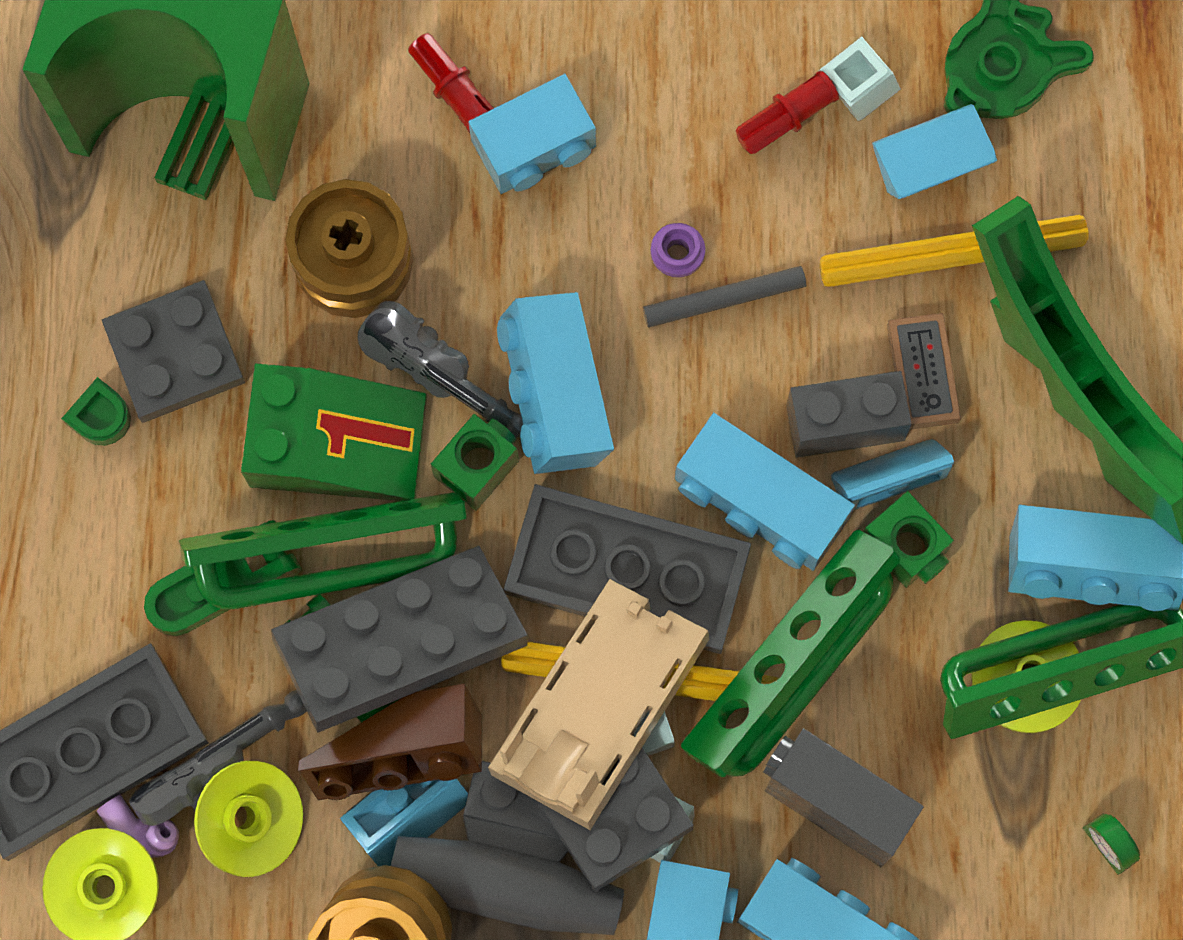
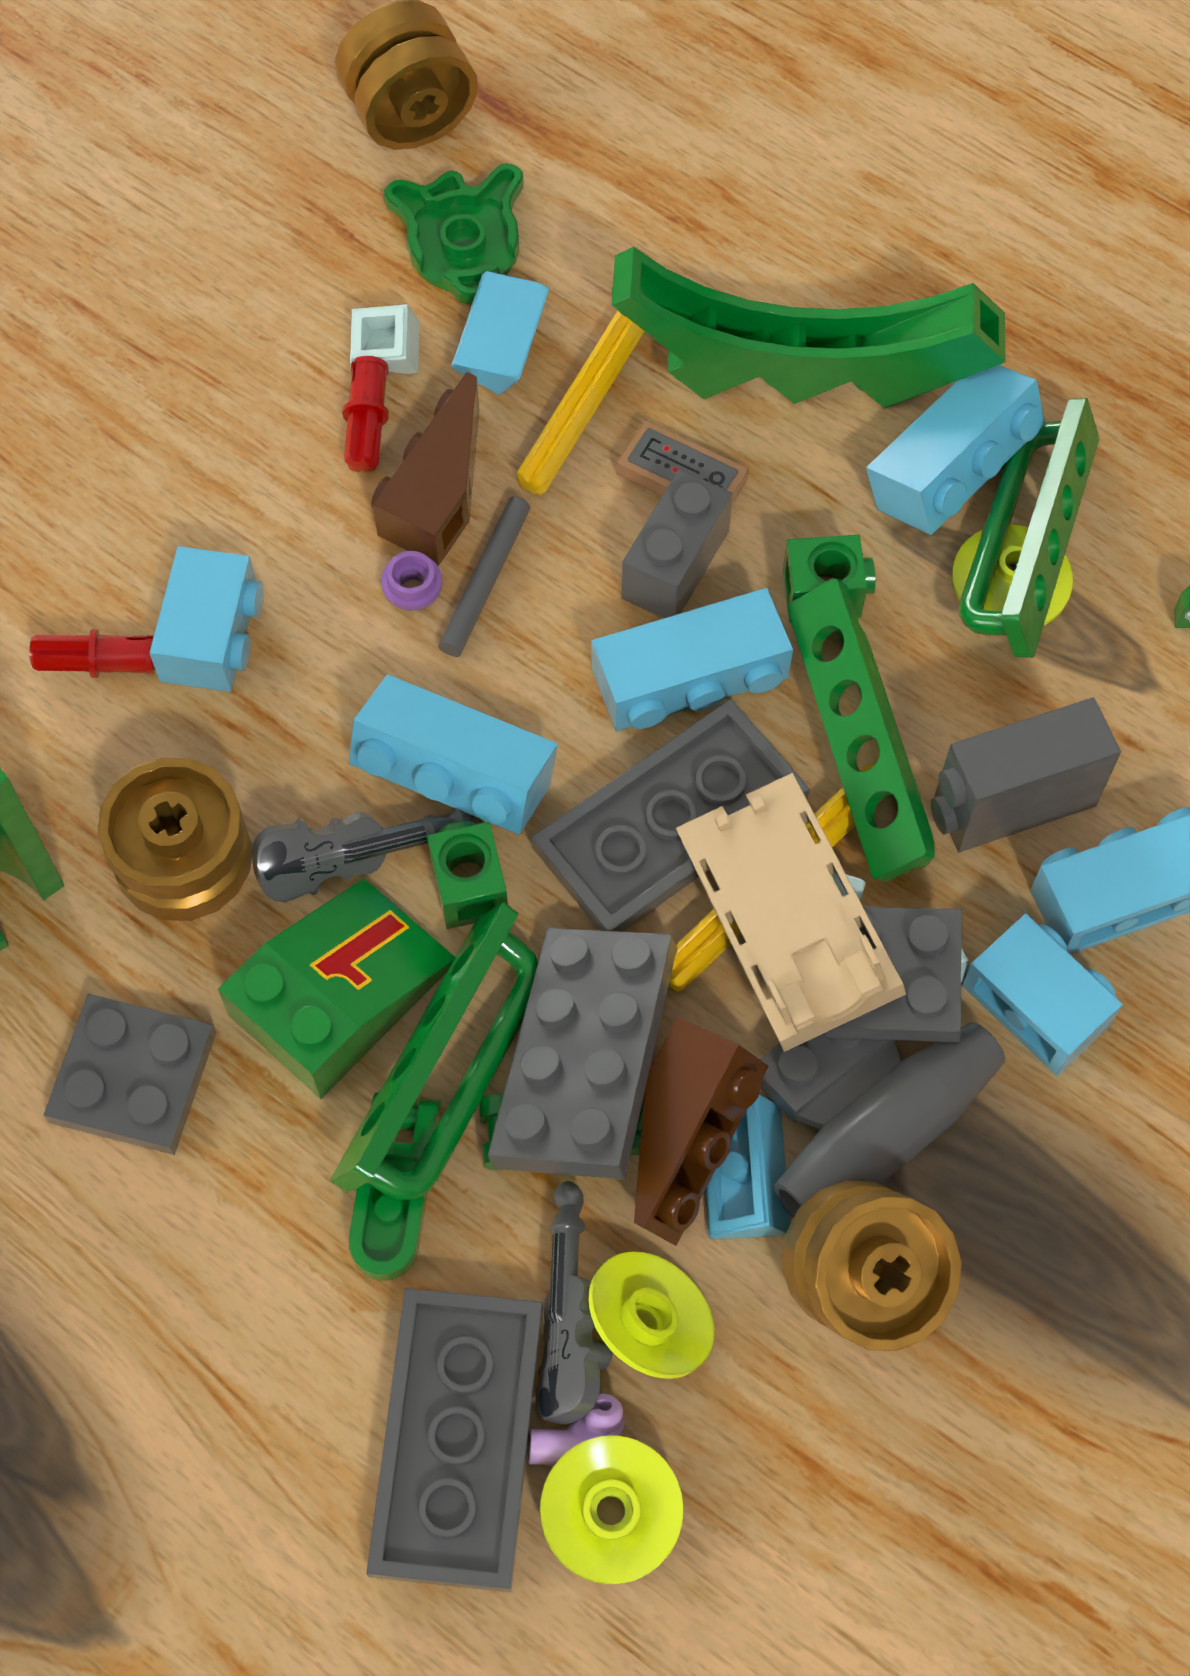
camera: 55 degrees left, 10 degrees down
(99, 415) = (133, 1187): green tile -> none
(764, 207) = (431, 491): none -> reddish brown slope
(893, 473) = (755, 545): medium azure slope -> none

